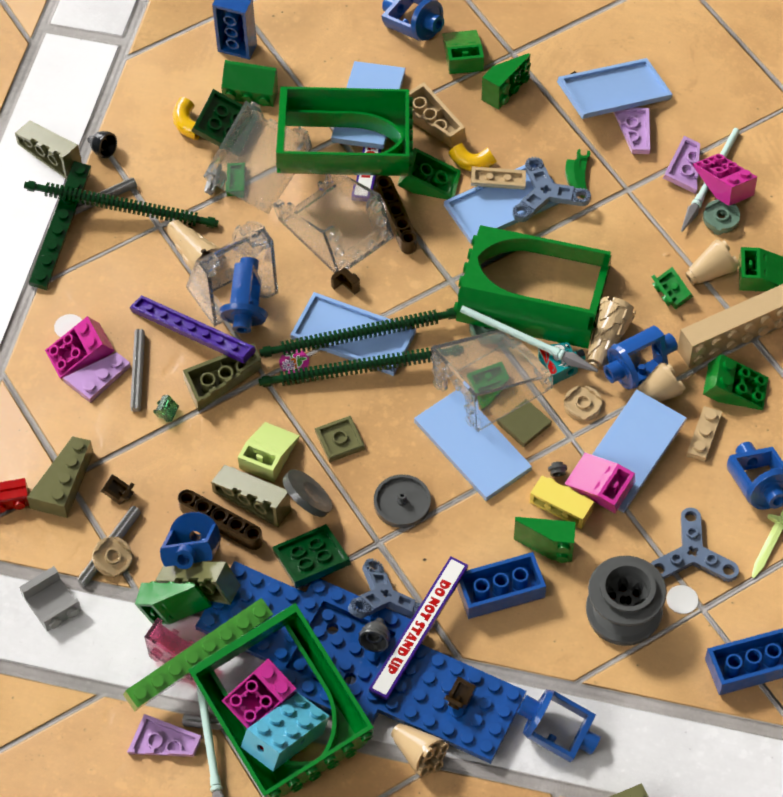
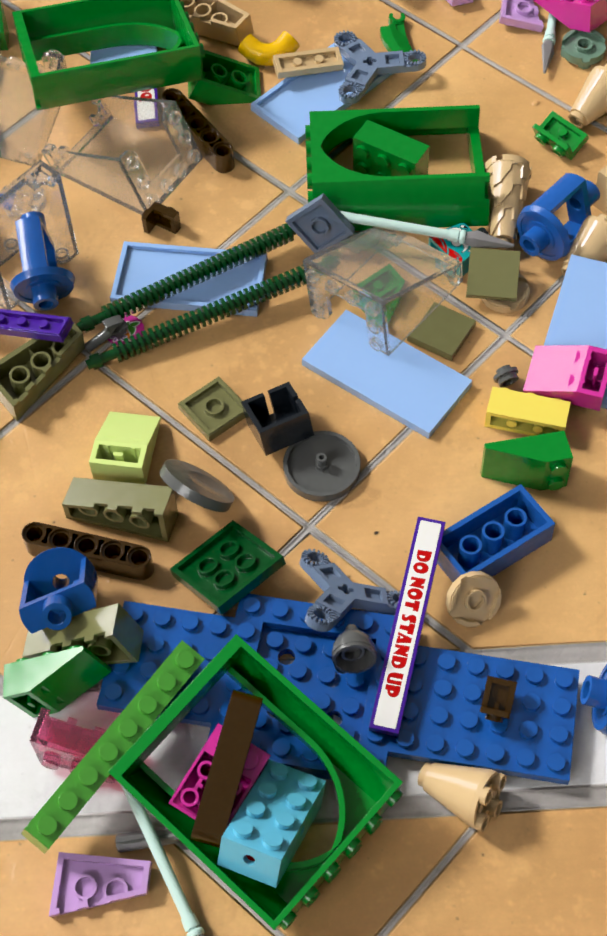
camera: 15 degrees left, 0 degrees up
(264, 687) = (226, 768): none -> dark brown beam
(285, 358) = (114, 326): none -> dark grey bar
(379, 466) = (283, 427): none -> black piece
(459, 318) = (320, 224): none -> sand blue tile
(472, 623) = (473, 598): none -> tan tile
(531, 274) = (388, 153): none -> green brick
(575, 389) = (493, 274): none -> olive tile

